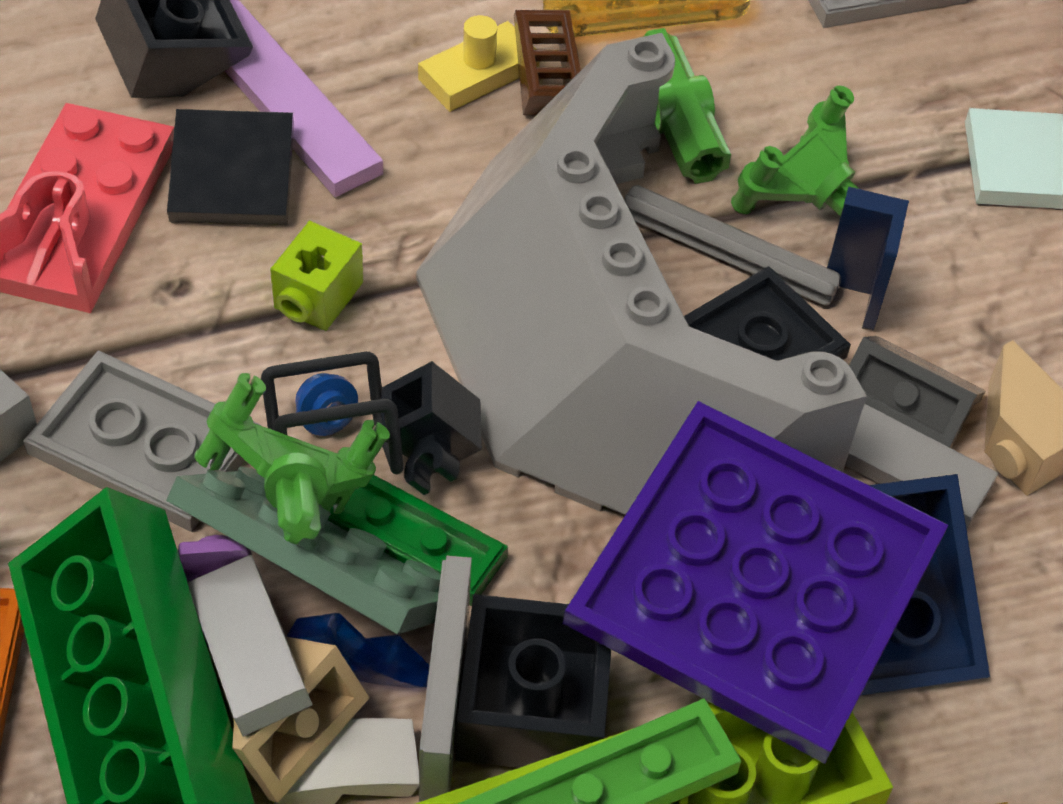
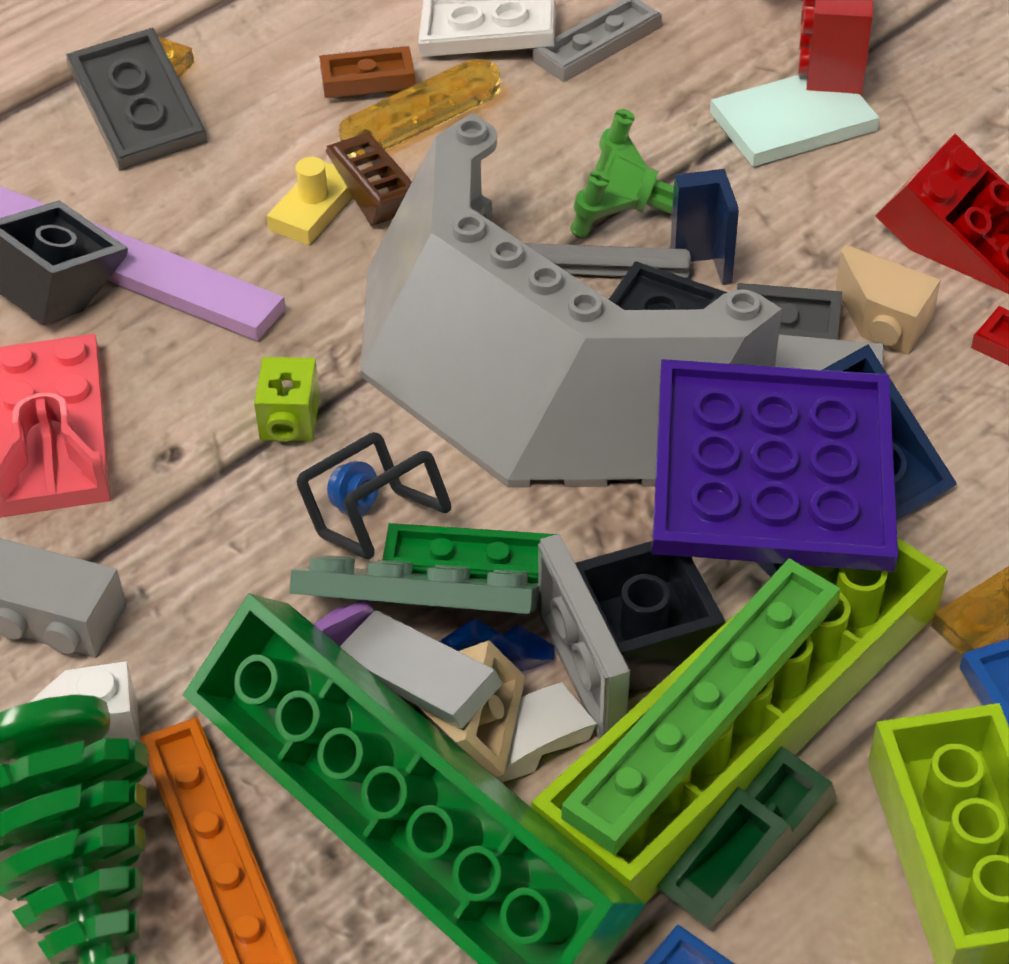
camera: 20 degrees left, 5 degrees down
(127, 433) = (207, 569): light grey tile -> none
(231, 167) = (163, 346): black tile -> none
(294, 471) = (387, 533): bright green axle -> none
(435, 422) = (461, 463): black brick -> none
(688, 121) = (513, 187): bright green piece -> none

